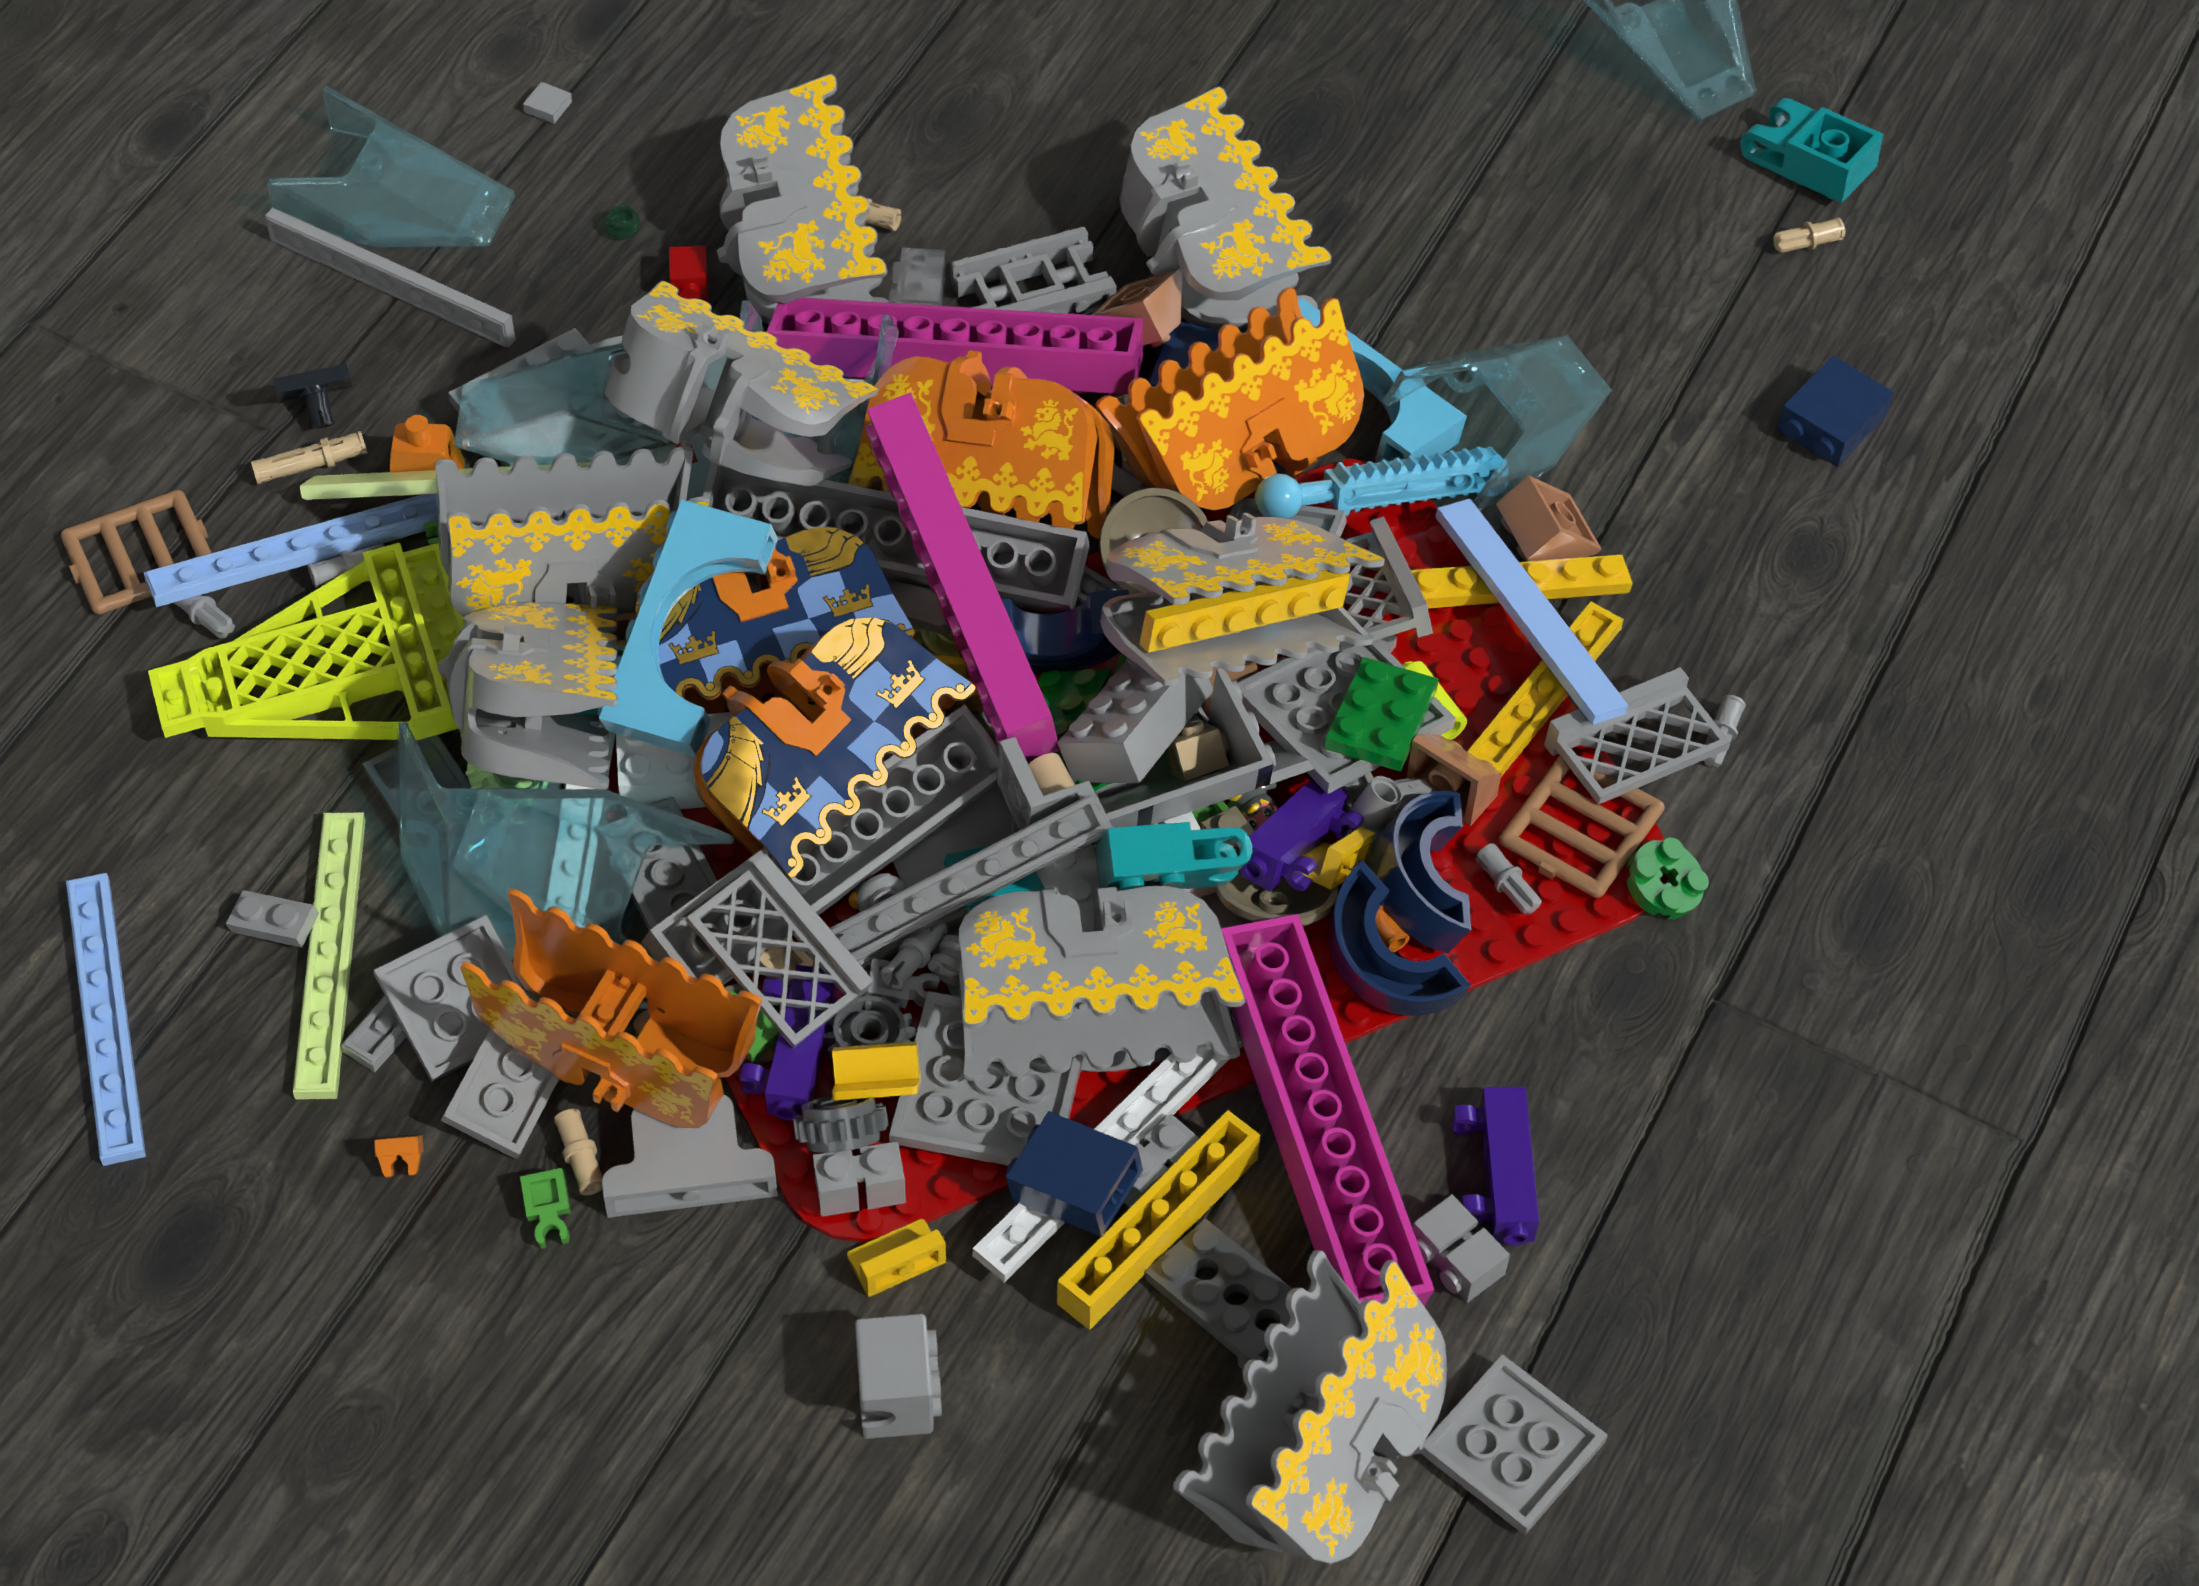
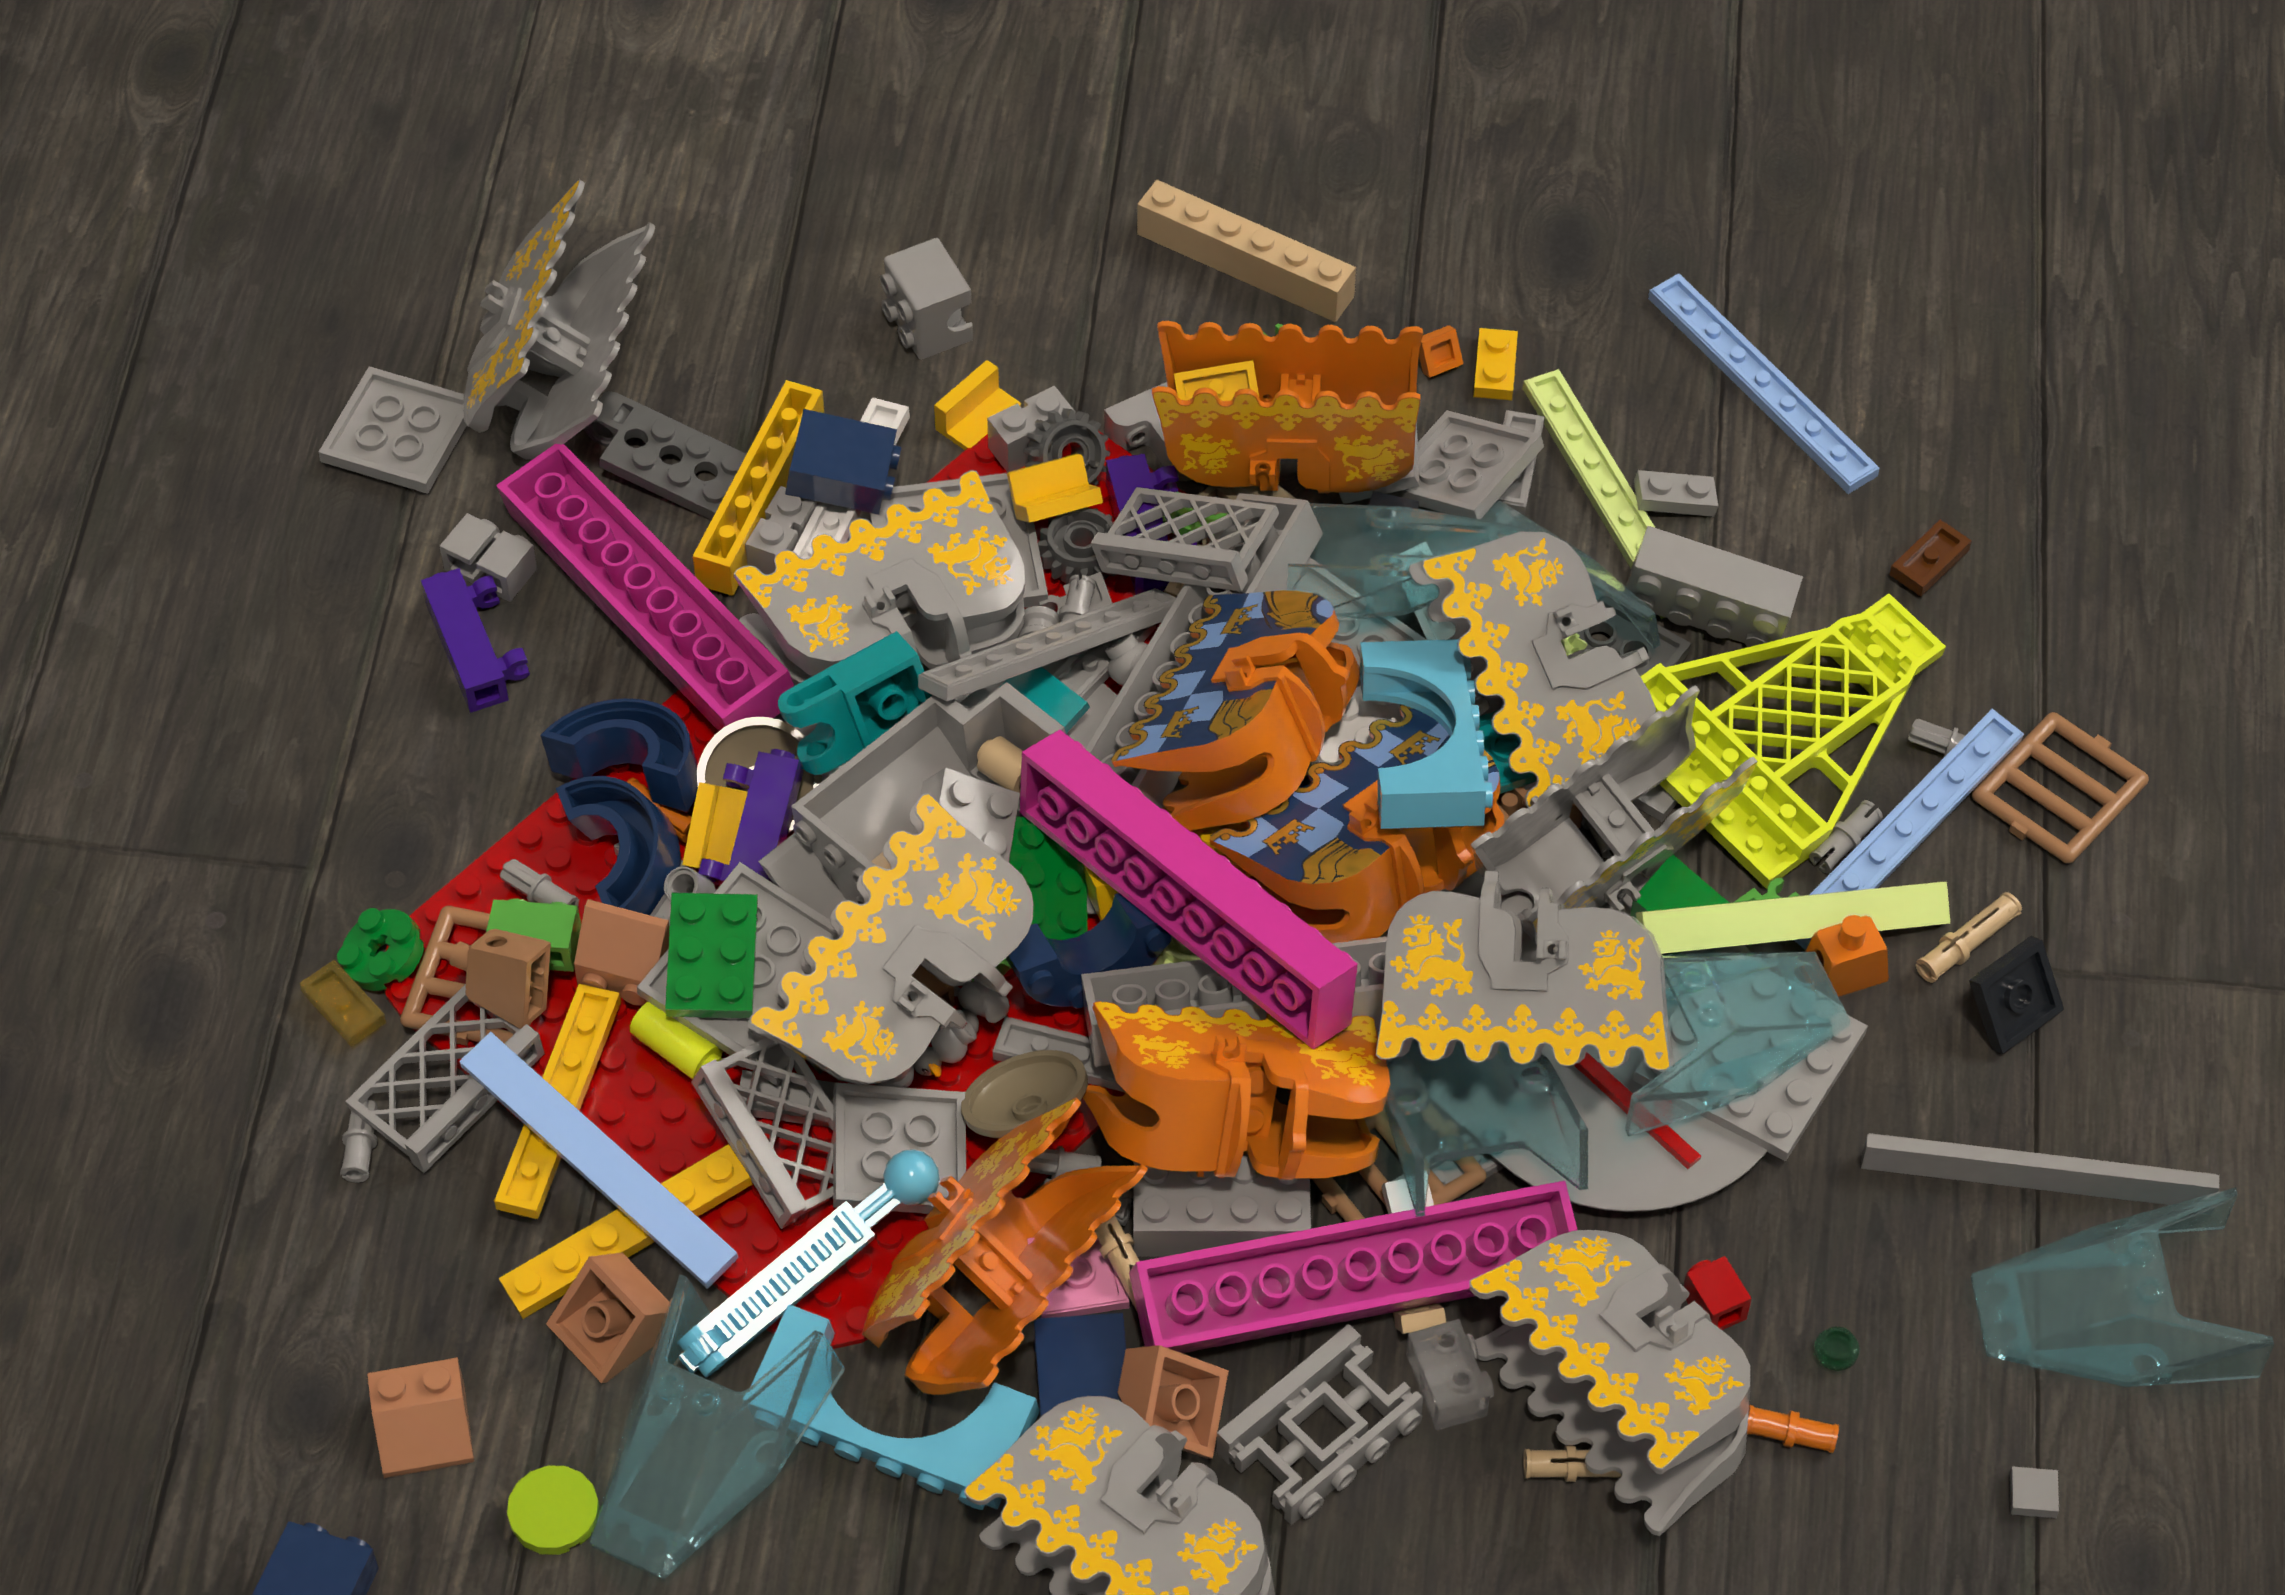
camera: 160 degrees right, 0 degrees up
(89, 777) = (1930, 557): none -> reddish brown plate
(320, 774) = (1712, 588): none -> light grey brick
(348, 1127) = (1495, 364): none -> yellow plate
(527, 1337) = (1246, 250): none -> tan brick
(688, 1045) = (1222, 379): none -> yellow panel
(691, 183) = (1792, 1429): none -> orange pin
(1529, 812) = (545, 921): none -> bright green brick
(1559, 758) = (506, 974): none -> medium nougat torso
(1633, 418) = (553, 1509): none -> lime tile
(1712, 848) = (342, 1003): none -> clear yellow plate
(1721, 508) = (420, 1417): none -> nougat slope

